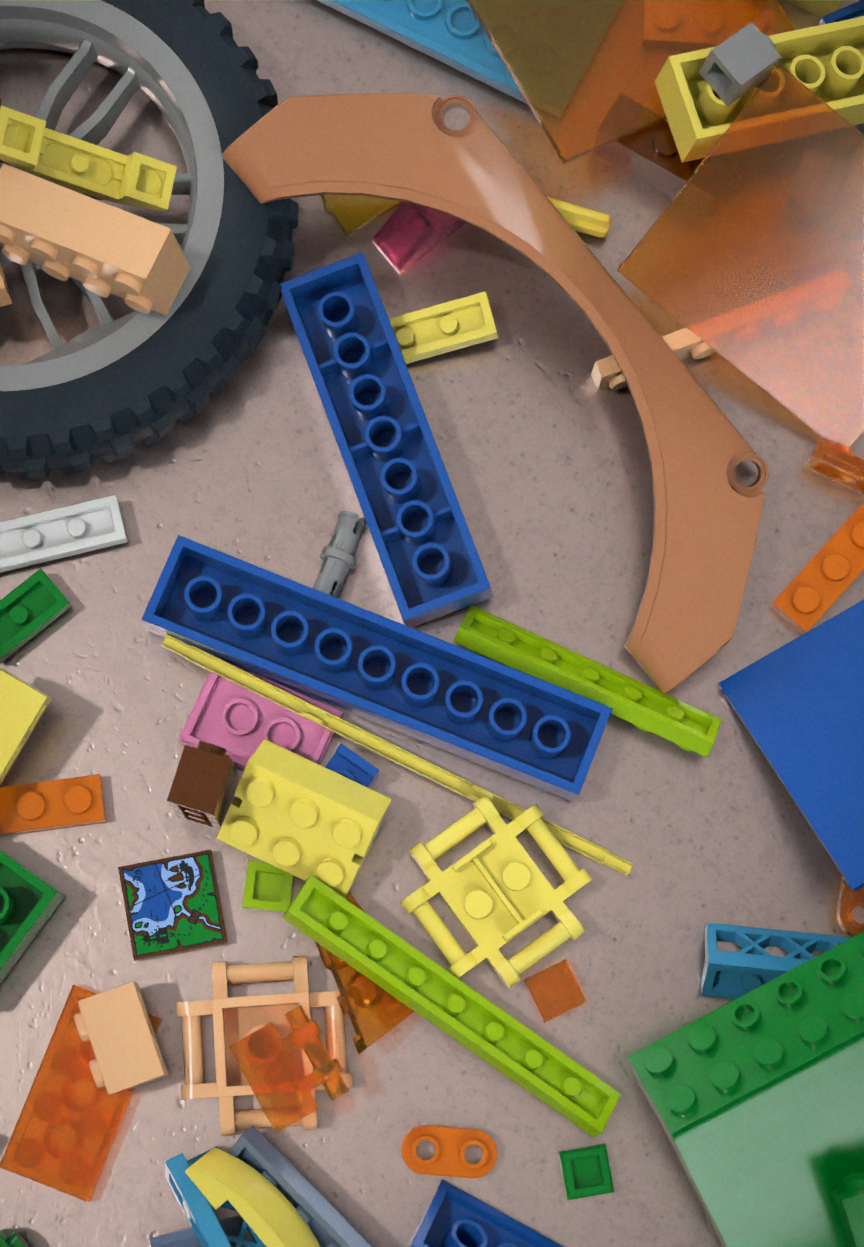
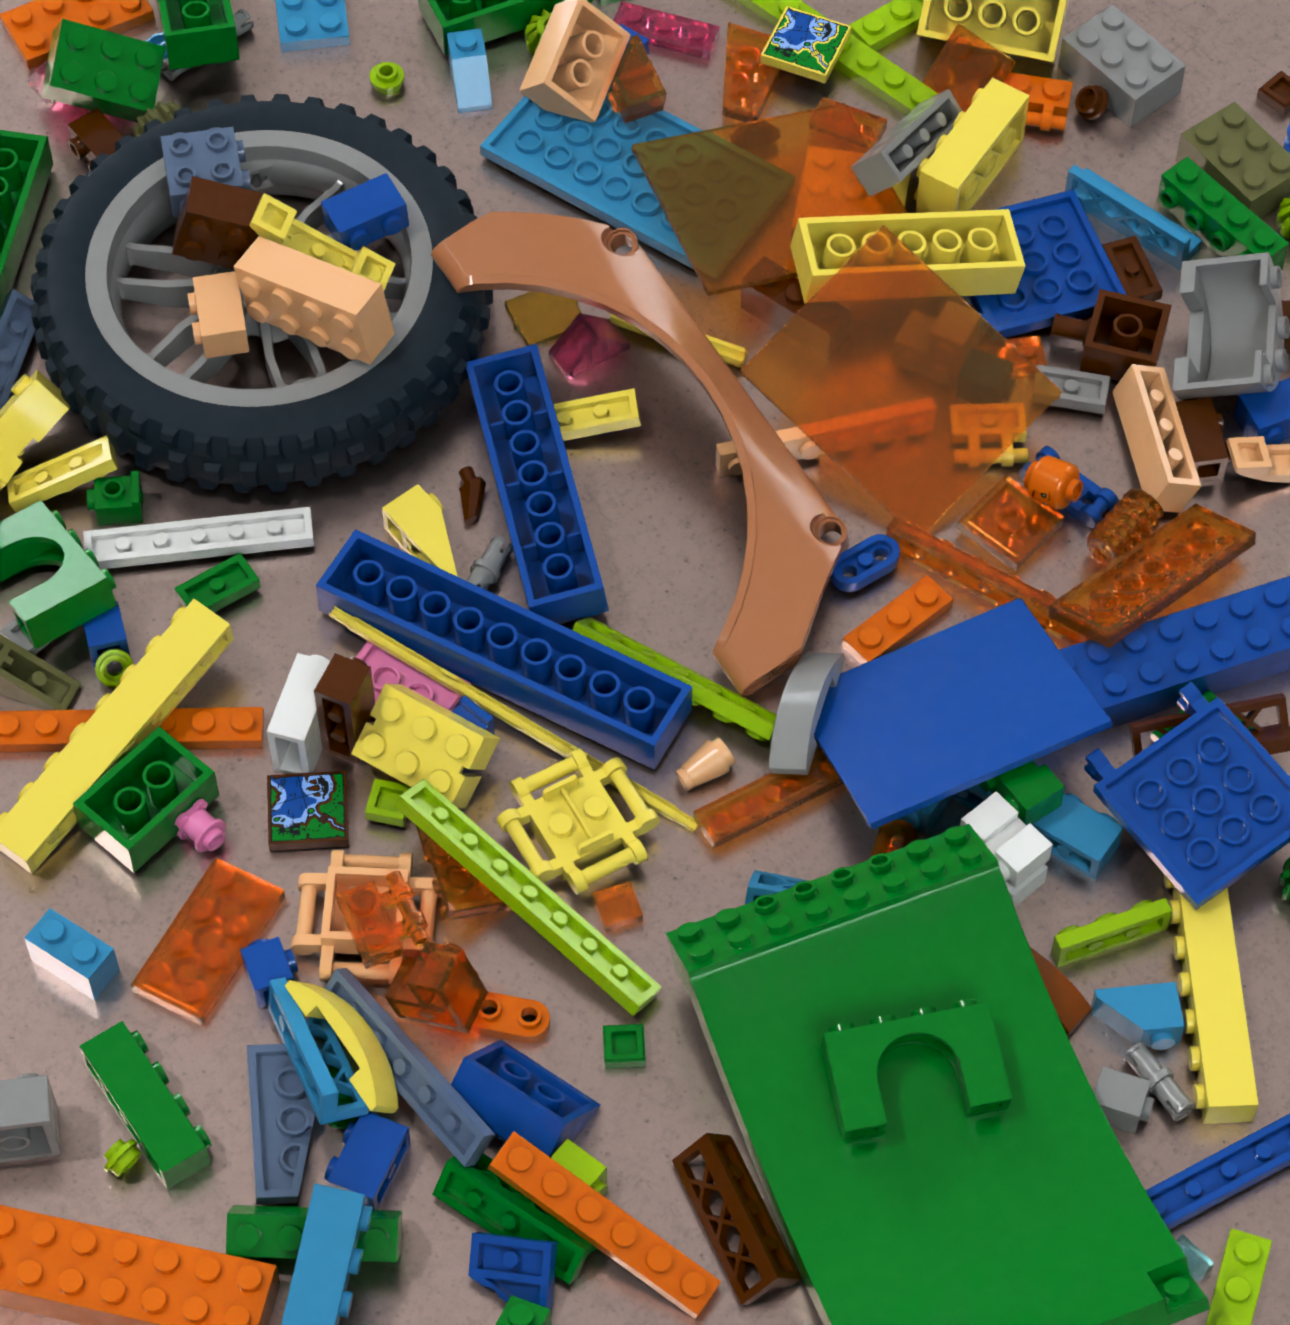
camera: 15 degrees right, 20 degrees down
(51, 949) = (201, 827): none -> bright pink brick
(120, 1039) = (249, 888): light nougat brick -> none
(130, 102) = (365, 213): none -> blue brick
(145, 817) = (294, 726): none -> white brick
(159, 1129) = (264, 962): none -> blue brick
(255, 511) = (419, 527): none -> light yellow slope
(306, 450) = (471, 494): none -> reddish brown bar
(362, 1146) = (438, 988): none -> clear orange brick
(633, 792) = (705, 764): none -> light nougat cone
(710, 829) = (764, 801): none -> clear orange plate
(739, 63) = (851, 223): light grey brick -> none
(742, 713) = (799, 712): none -> light grey slope
(786, 499) = (862, 563): none -> blue plate

